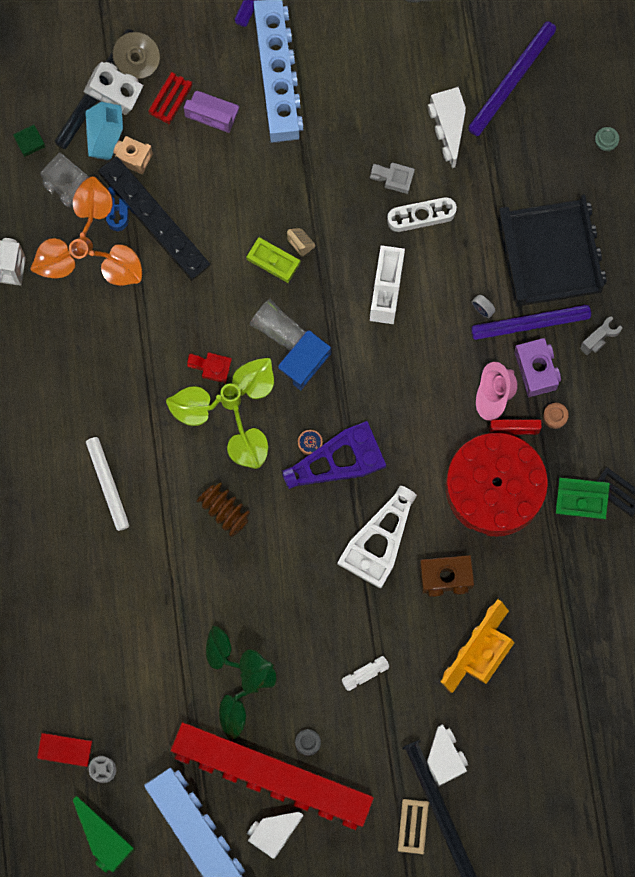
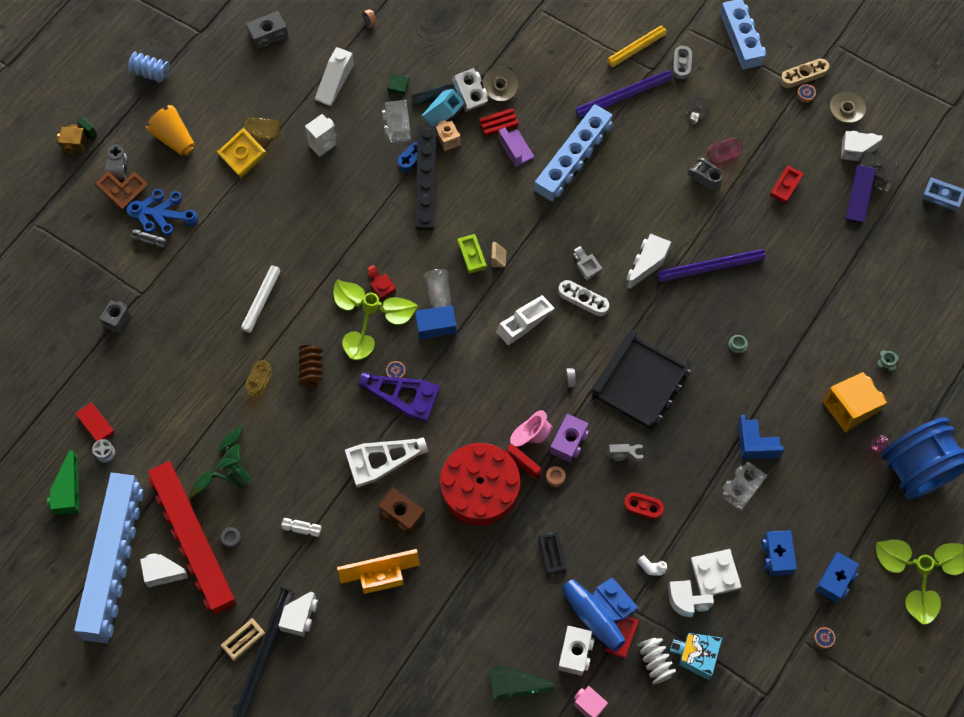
camera: 40 degrees right, 10 degrees down
(55, 260) = (352, 154): orange plant -> none
(177, 566) = (262, 379): none -> clear yellow beam
(531, 322) = (591, 411): dark purple axle -> none
(582, 498) = (524, 536): green plate -> none

